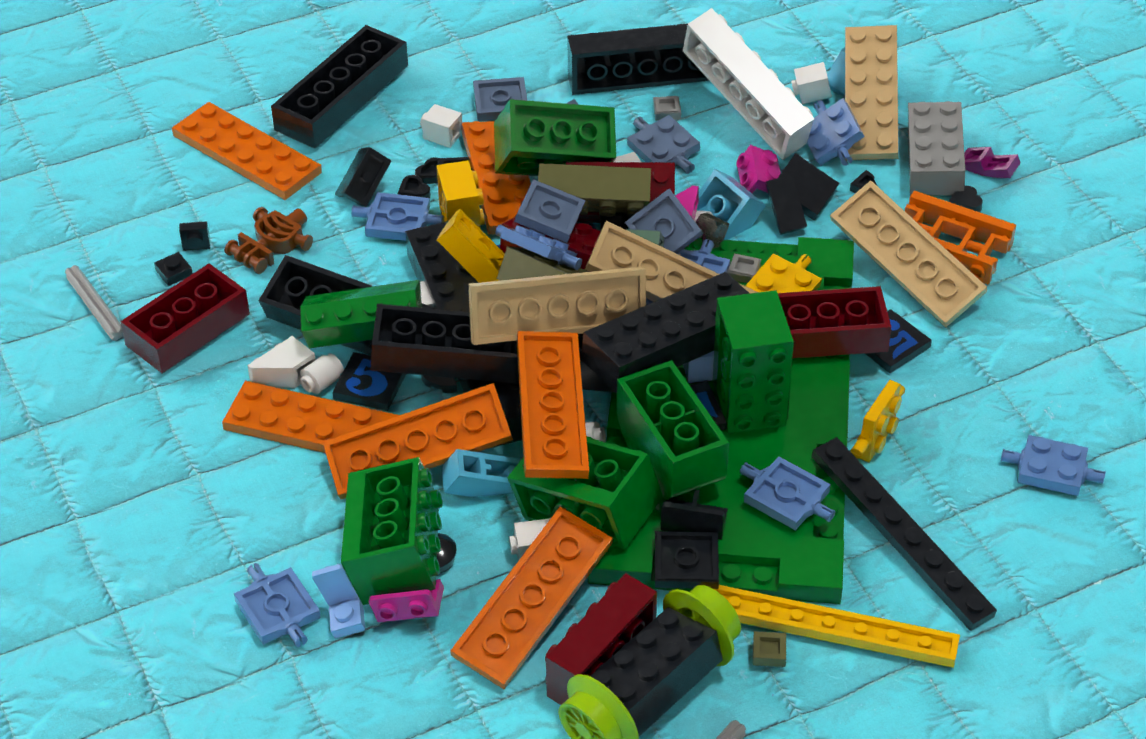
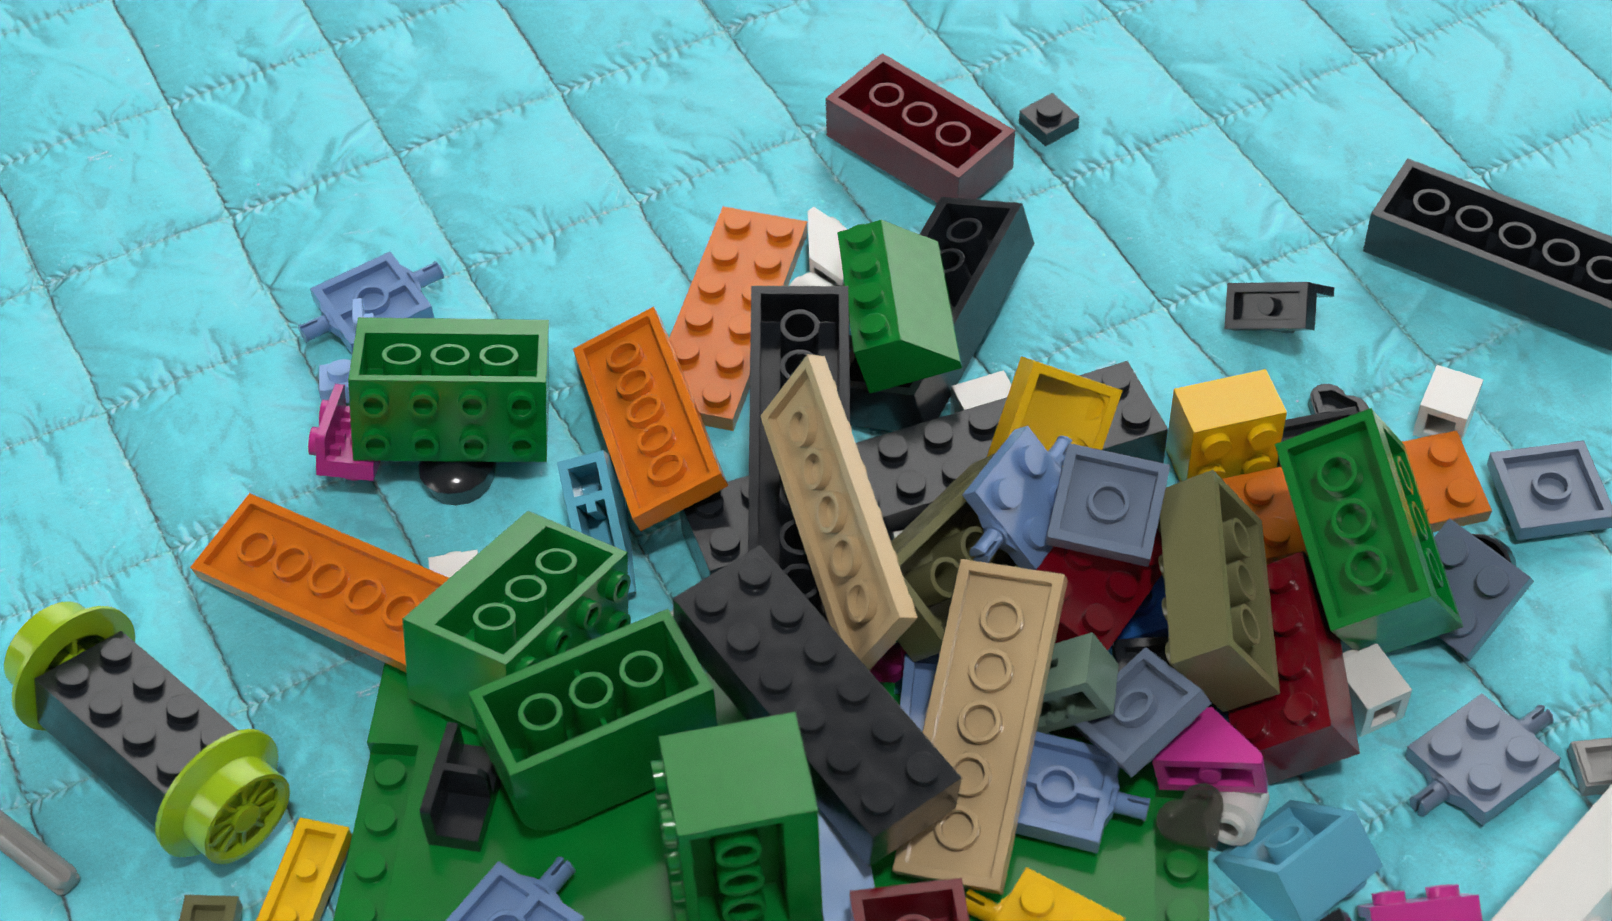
camera: 90 degrees right, 5 degrees up
(94, 302) = (973, 41): light grey axle -> none
(194, 236) = (1111, 127): black plate -> none
(247, 150) = (1339, 170): orange plate -> none
(281, 237) = (1139, 211): dark orange piece -> none
(394, 214) = (1194, 354): medium blue plate -> none
(413, 186) = (1291, 383): black tile -> none
(552, 405) = (626, 528): orange plate -> none
(600, 634) = (228, 667): dark red brick -> none
(686, 559) = (377, 786): black tile -> none
(743, 267) = (1099, 876): light grey tile -> none

